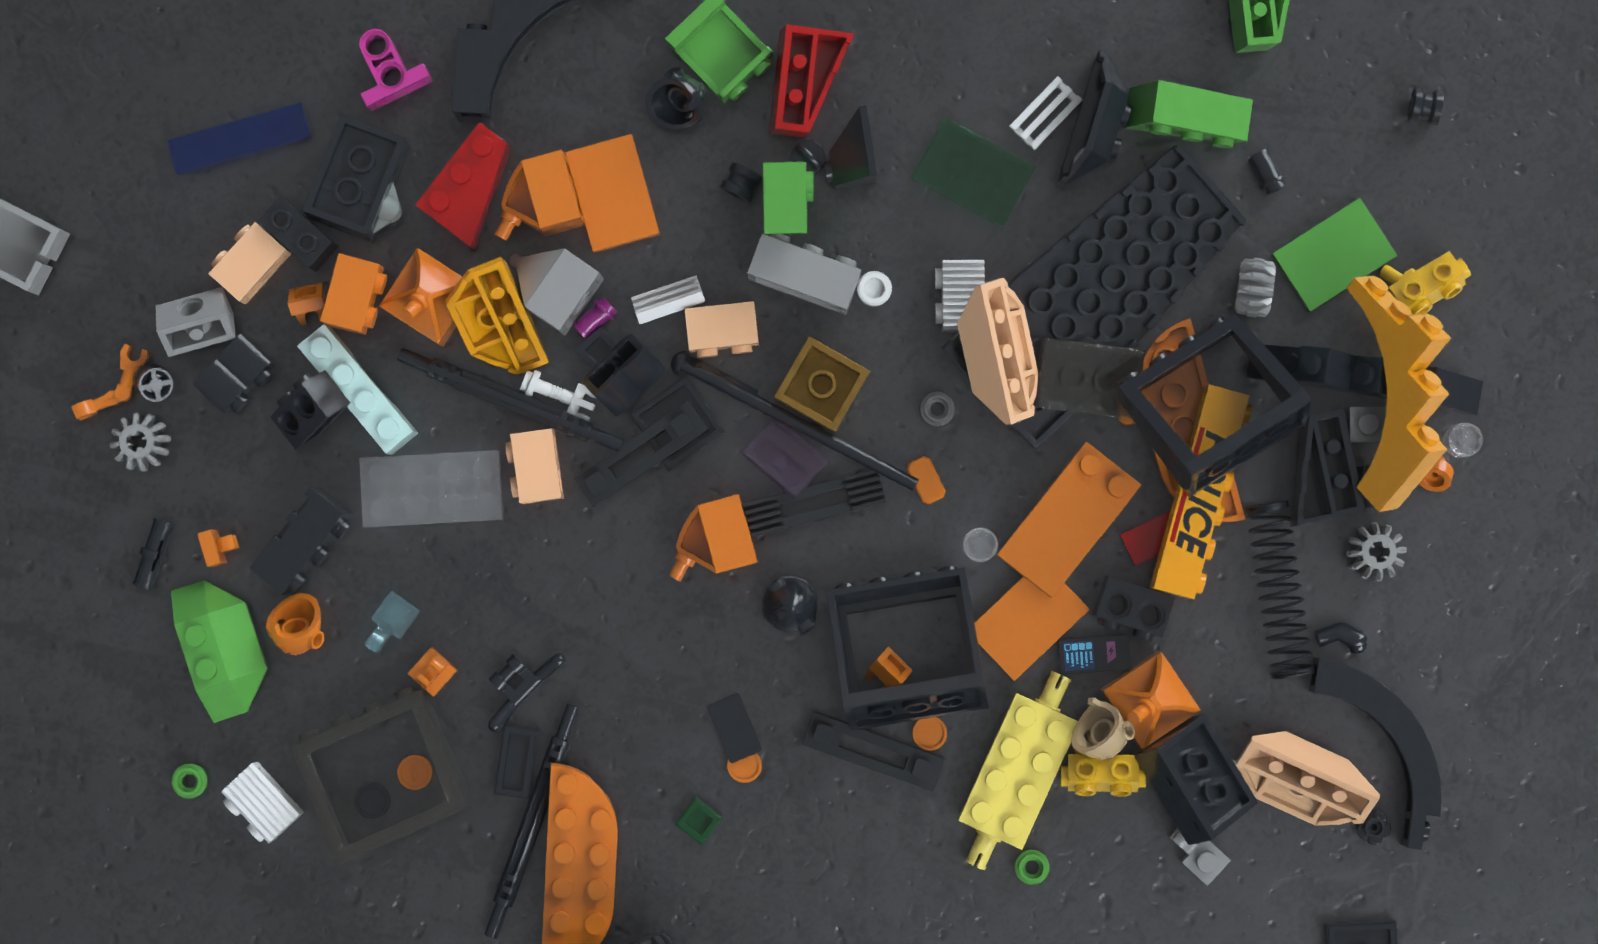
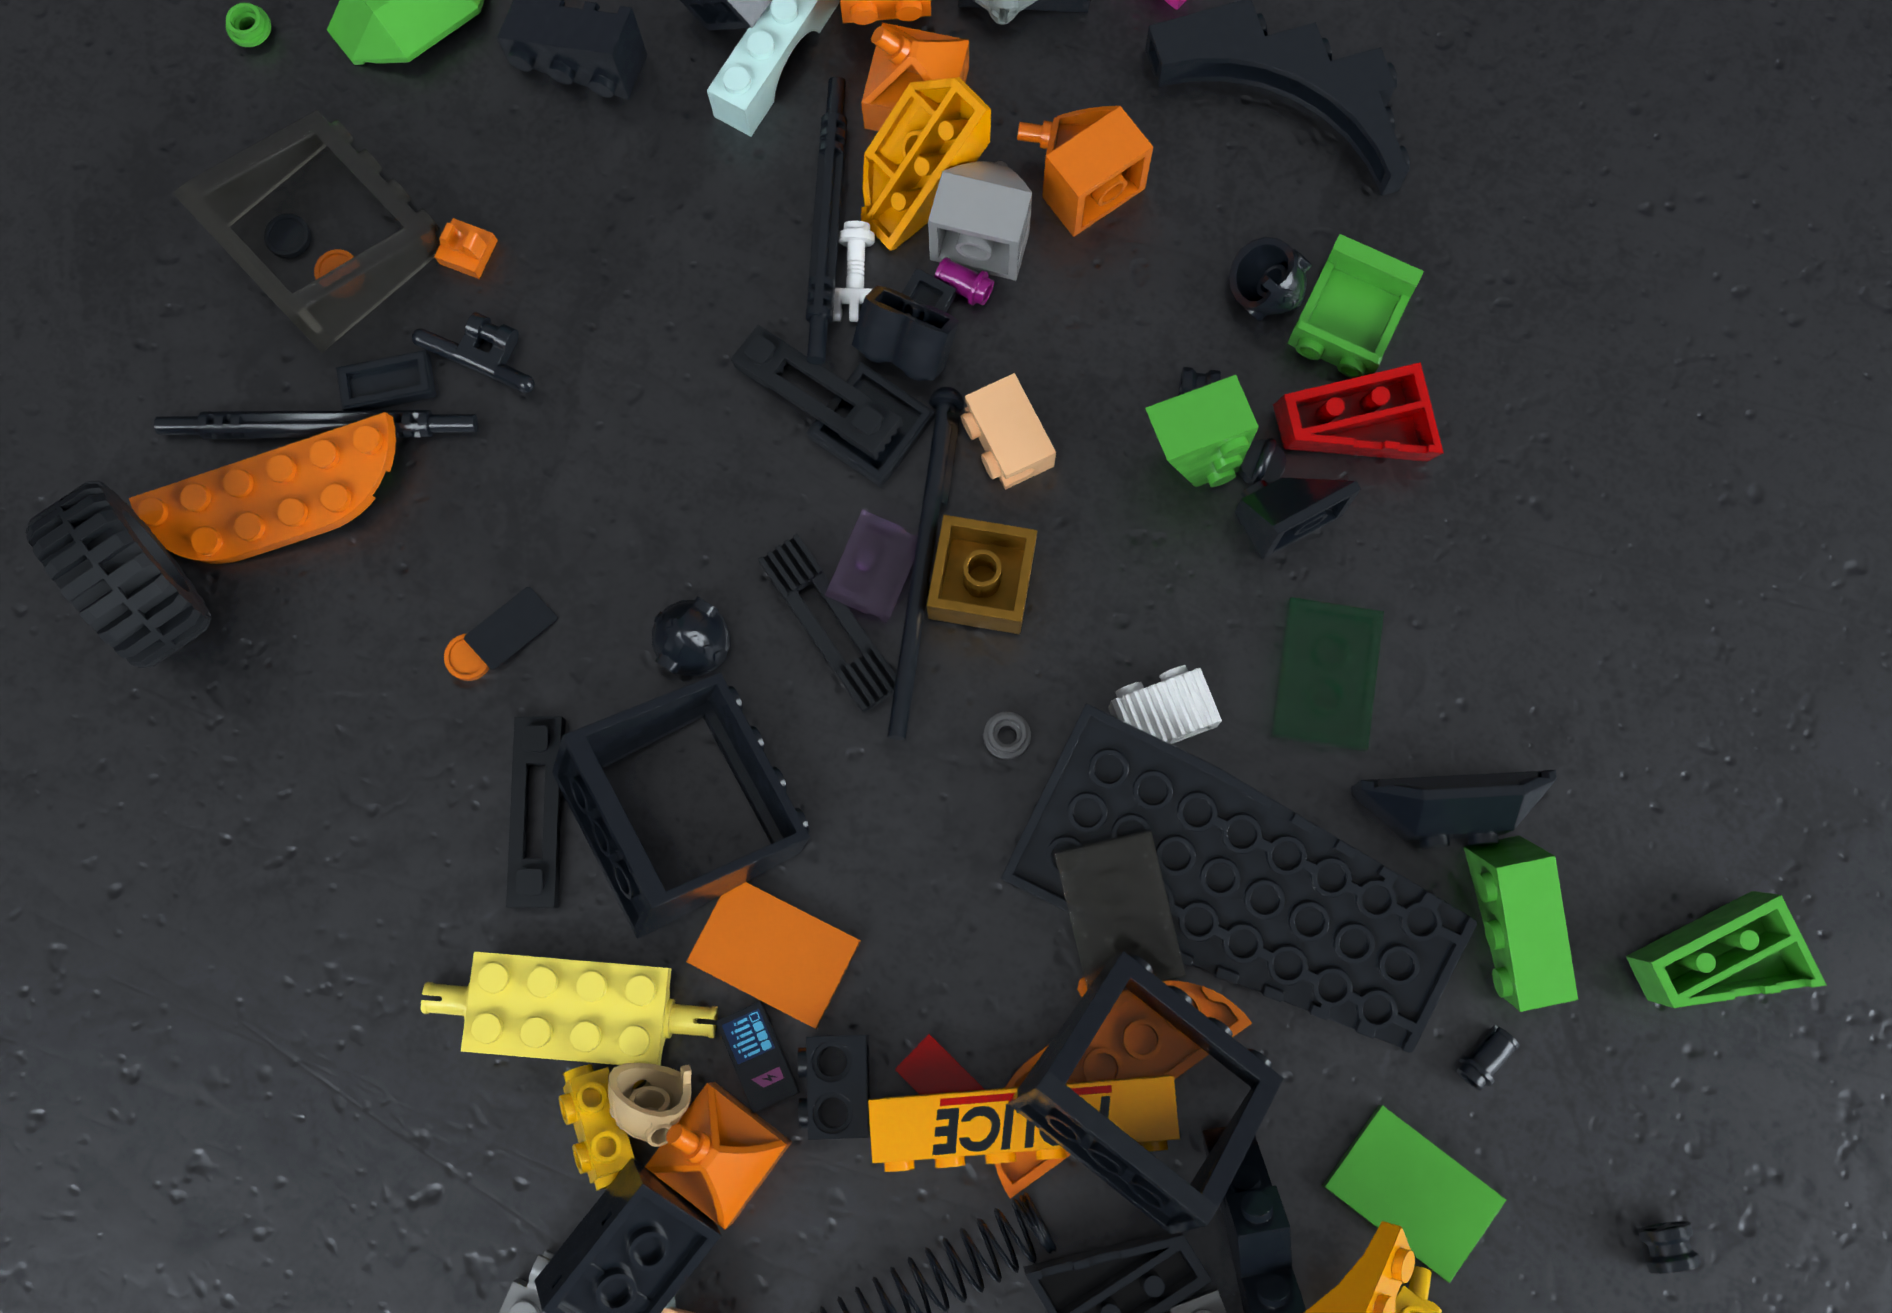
camera: 70 degrees right, 10 degrees down
(261, 803) = (243, 106): white brick -> none
(298, 624) = (460, 79): orange helmet -> none
(394, 618) = (514, 183): clear light blue plate -> none
(431, 488) = (687, 168): clear plate -> none
(466, 186) = (1064, 73): red wedge -> none
(535, 466) = (756, 274): light nougat brick -> none
(612, 193) = (1124, 251): orange tile -> none
(668, 299) = (1018, 356): white tile -> none
(699, 820) = (379, 625): dark green tile -> none
(715, 538) = (740, 512): orange piece -> none
(804, 272) = (1117, 500): light grey piece -> none
(874, 288) = (1130, 602): white tile -> none
(889, 669) = (646, 792): orange tile -> none
(929, 484) = (910, 755): orange piece -> none
(929, 733) = (582, 877): orange piece -> none
(985, 541) = (843, 843): clear wheel -> none
(999, 351) = (1111, 773): light nougat wedge -> none
(1036, 877) = (432, 1071): bright green plate -> none
(1067, 92) = (1446, 720): white tile -> none
(1068, 519) = (924, 955): orange slope -> none
(1255, 287) = (1328, 1095): light grey gear -> none

